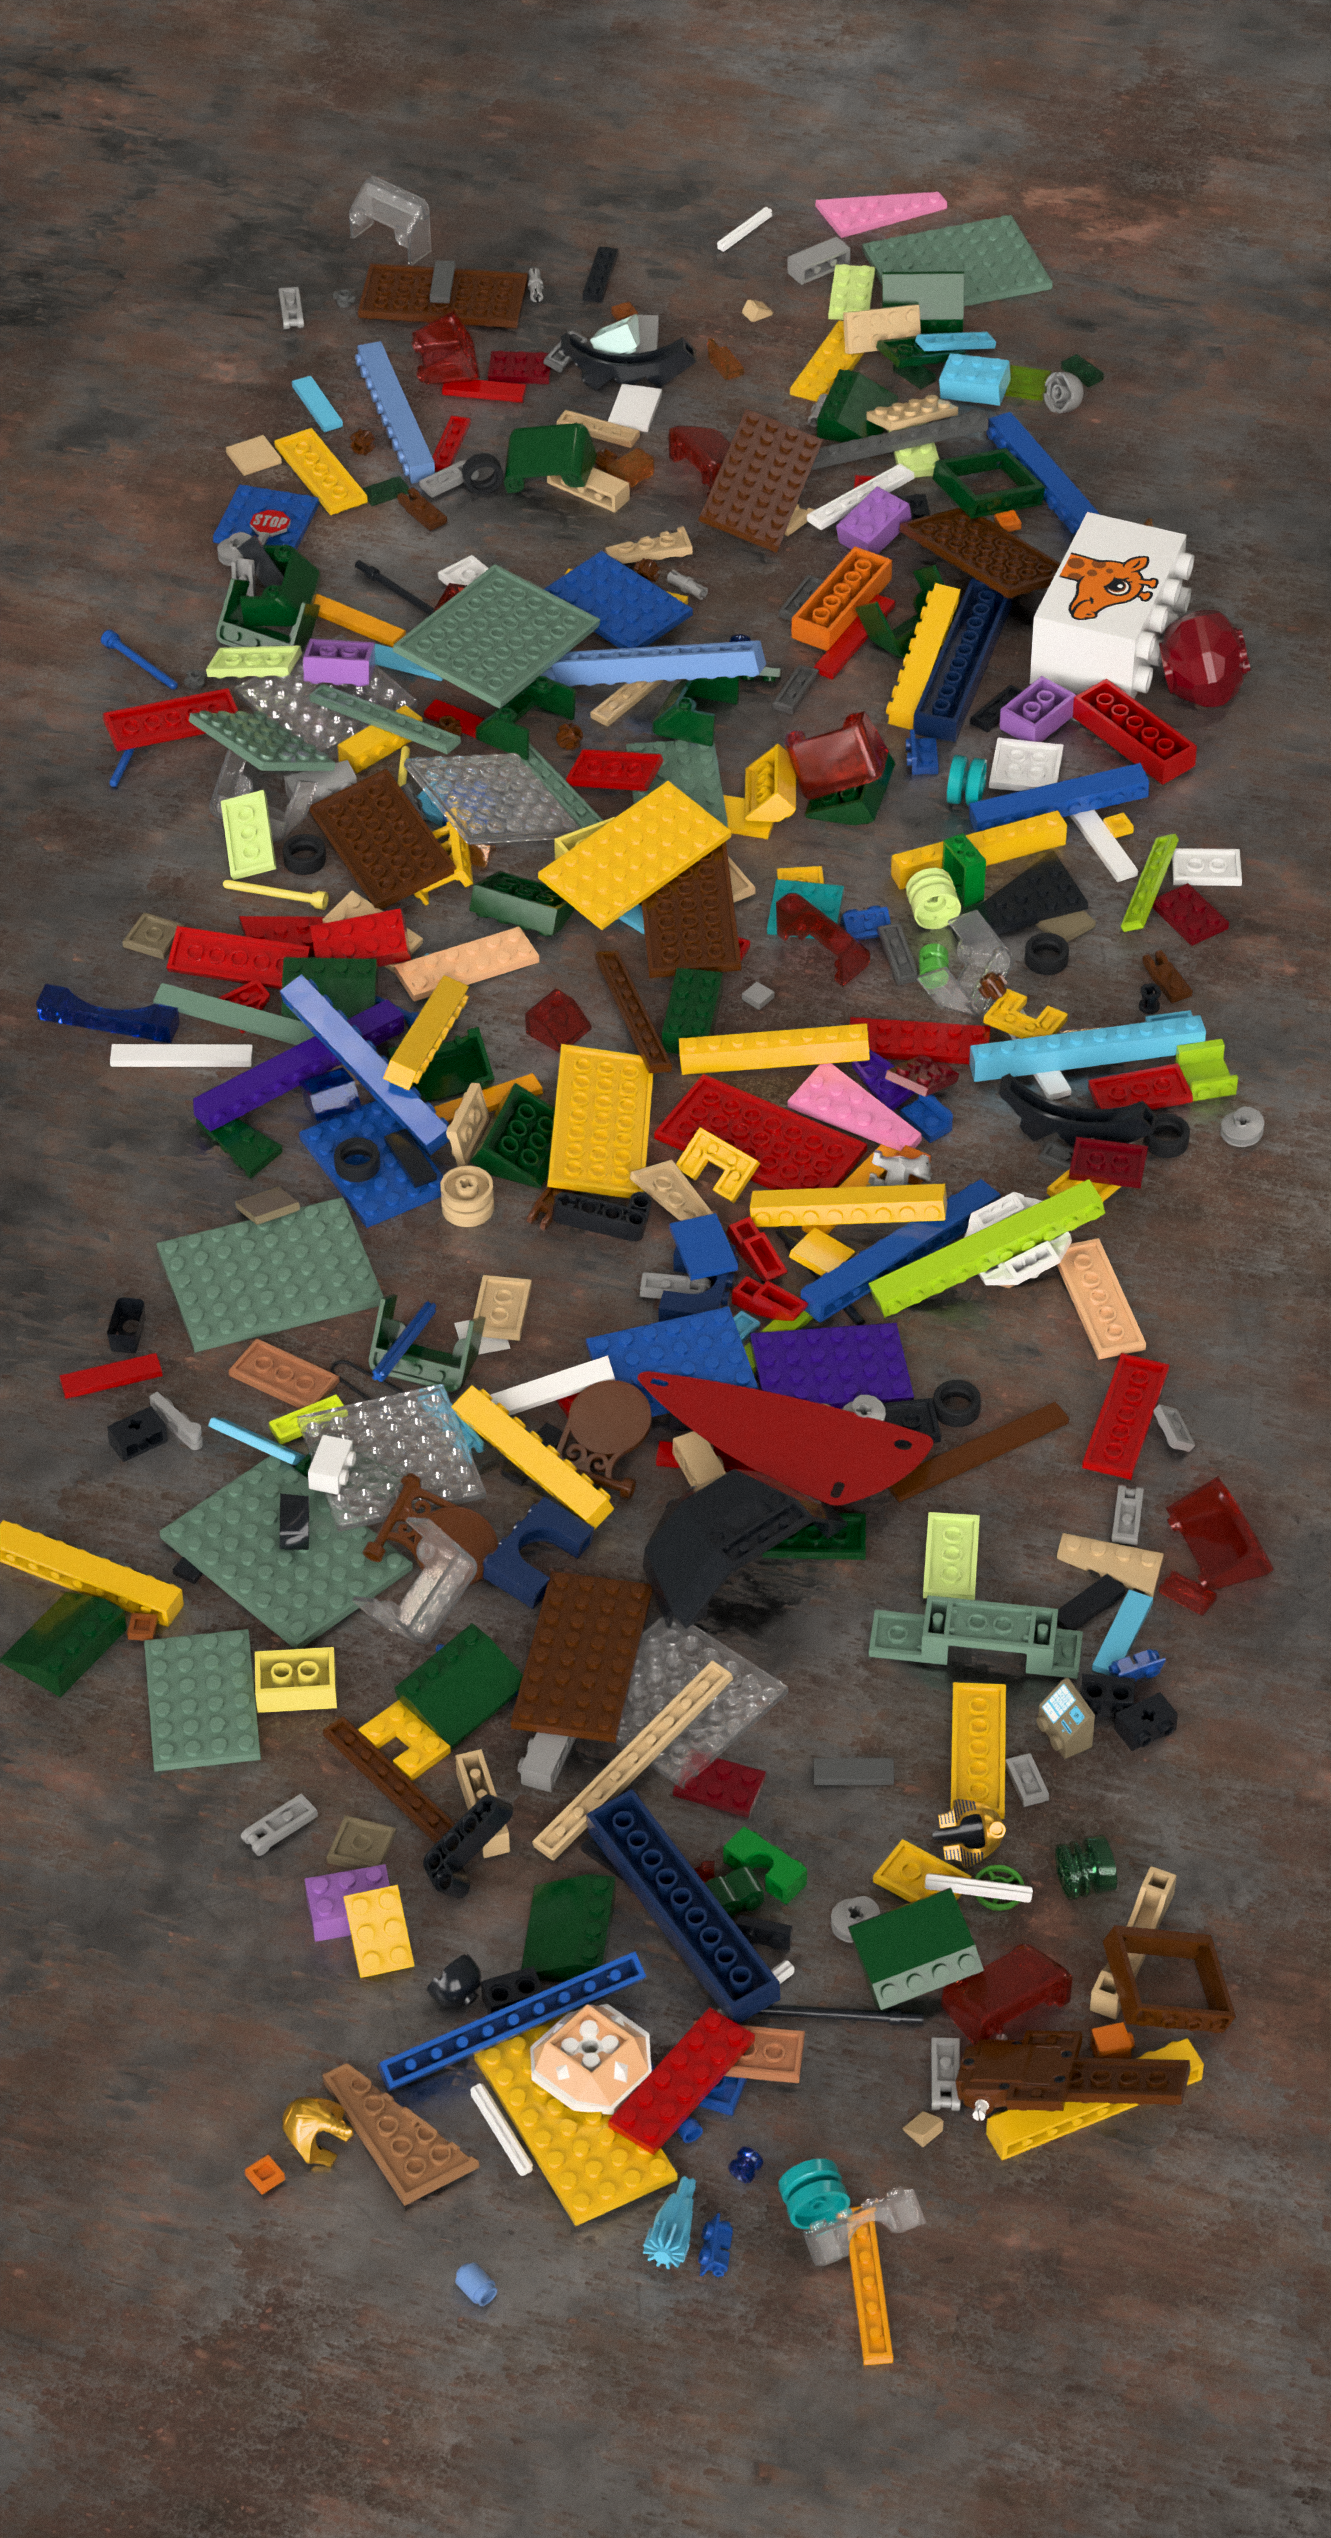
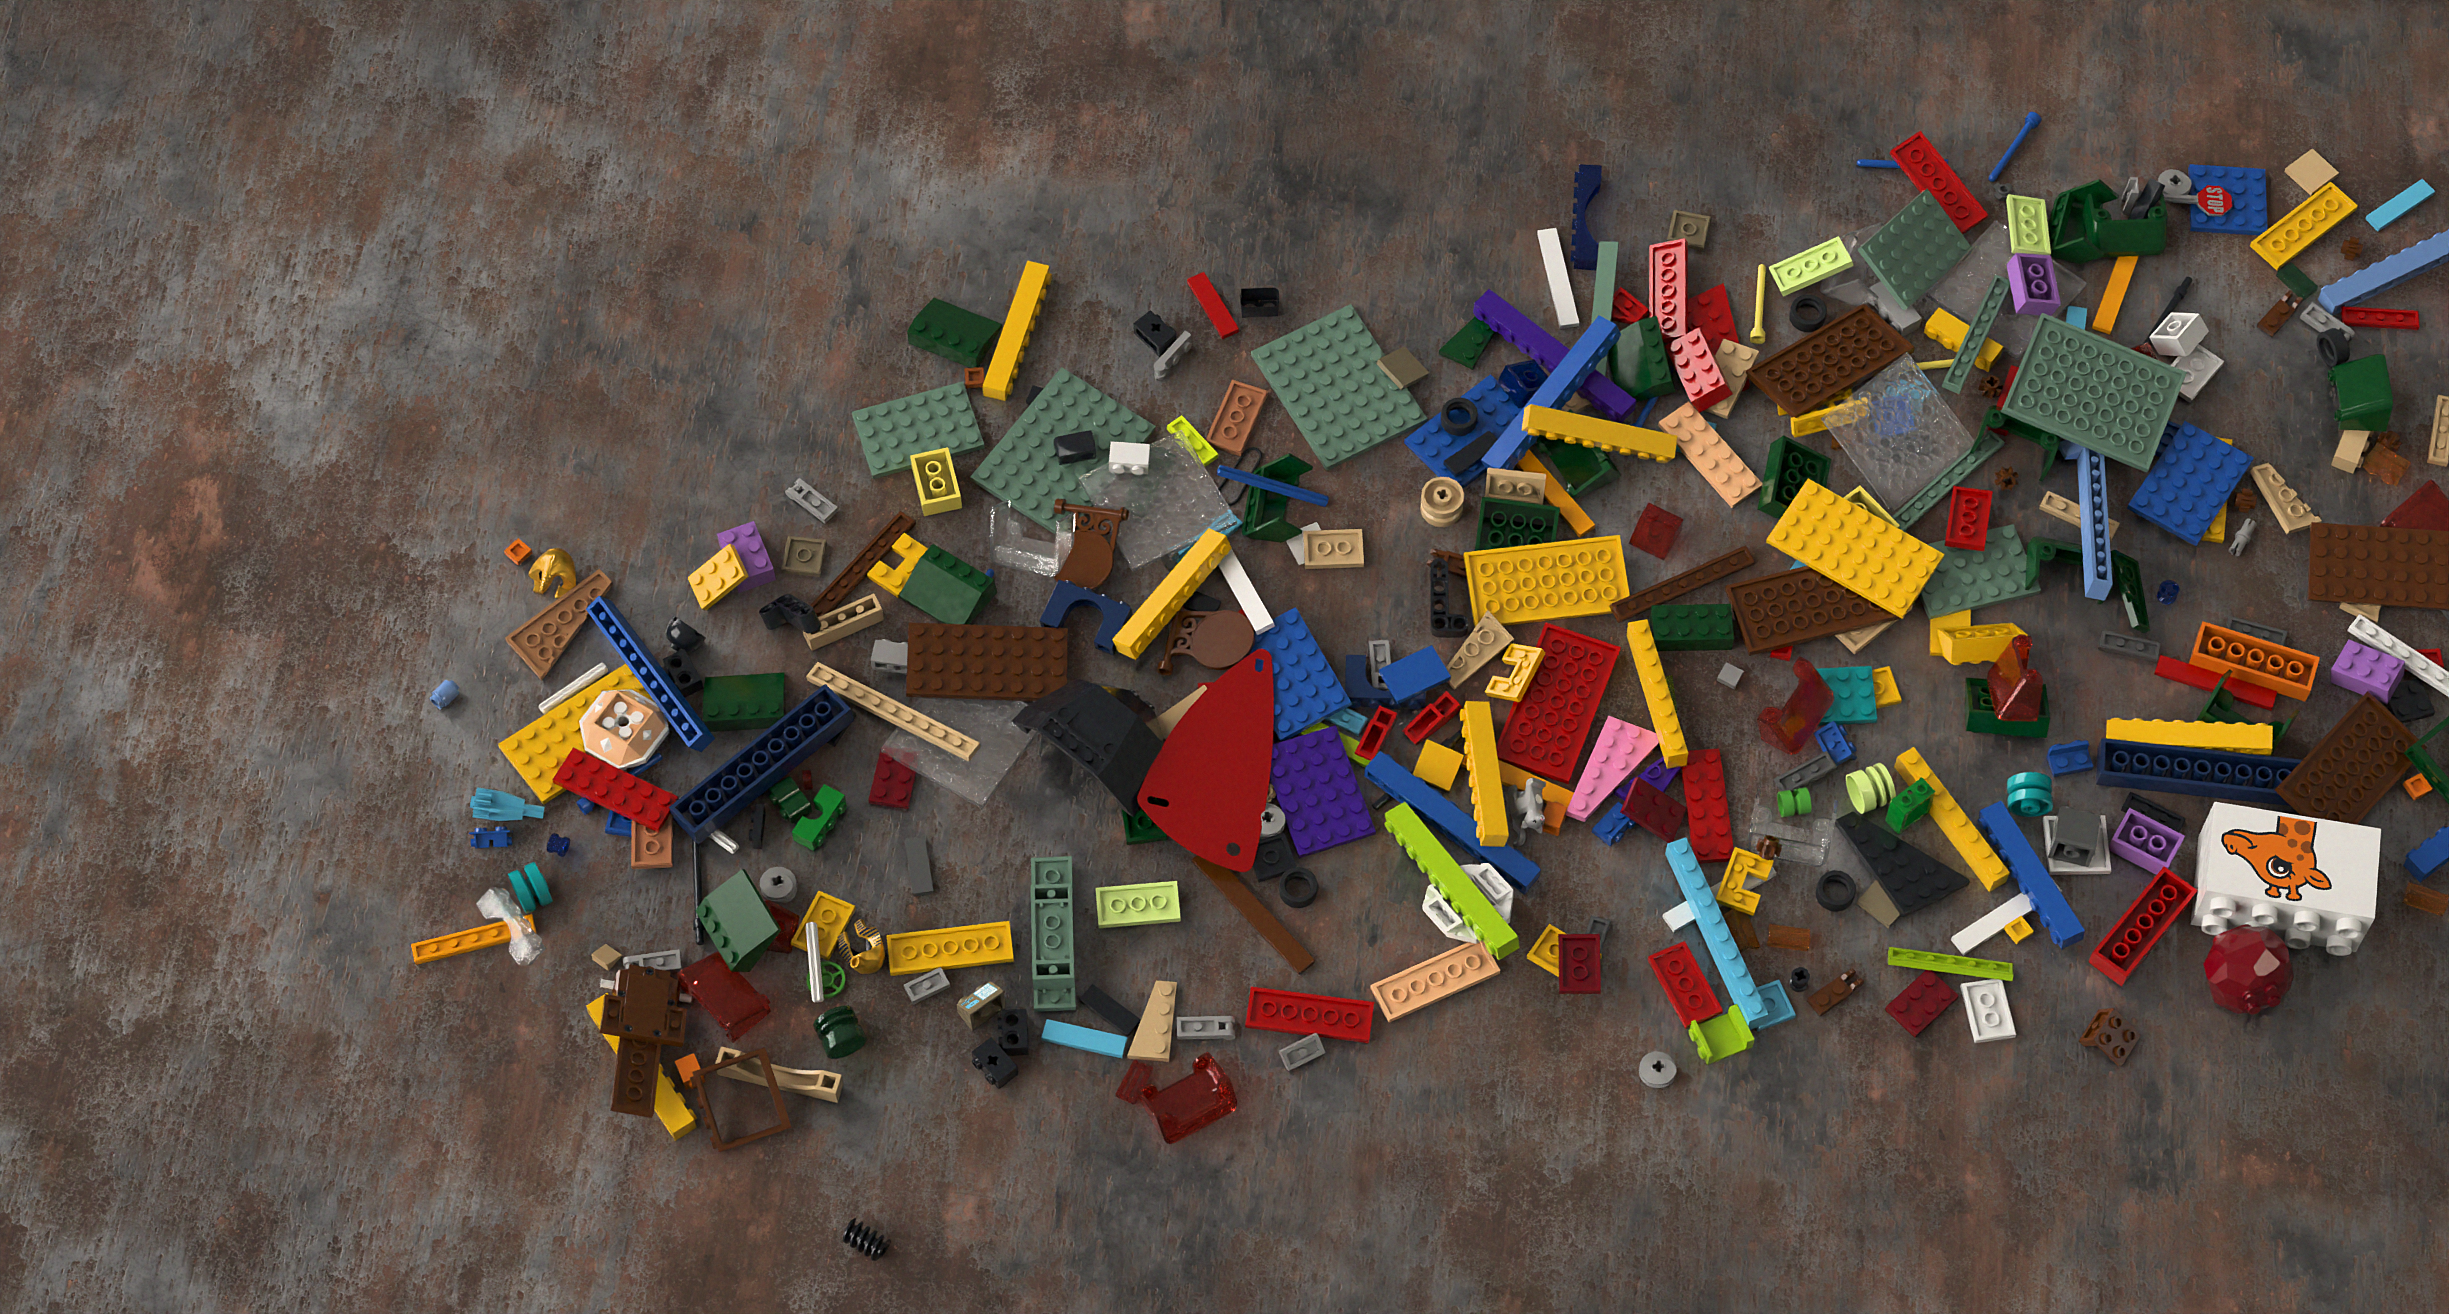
camera: 80 degrees right, 15 degrees up
(256, 1440) = (1163, 410): medium azure tile -> none
(432, 572) = (2179, 334): none -> white brick
(1025, 753) = (2074, 836): none -> dark grey slope
(1044, 1117) = (1624, 935): black arch -> none
(1095, 1001) = (1788, 937): none -> clear orange panel
(1147, 1665) = (1050, 1056): blue hinge -> none
(1173, 1148) = (1635, 996): black tyre -> none
(1248, 782) = (2111, 1034): none -> reddish brown bracket

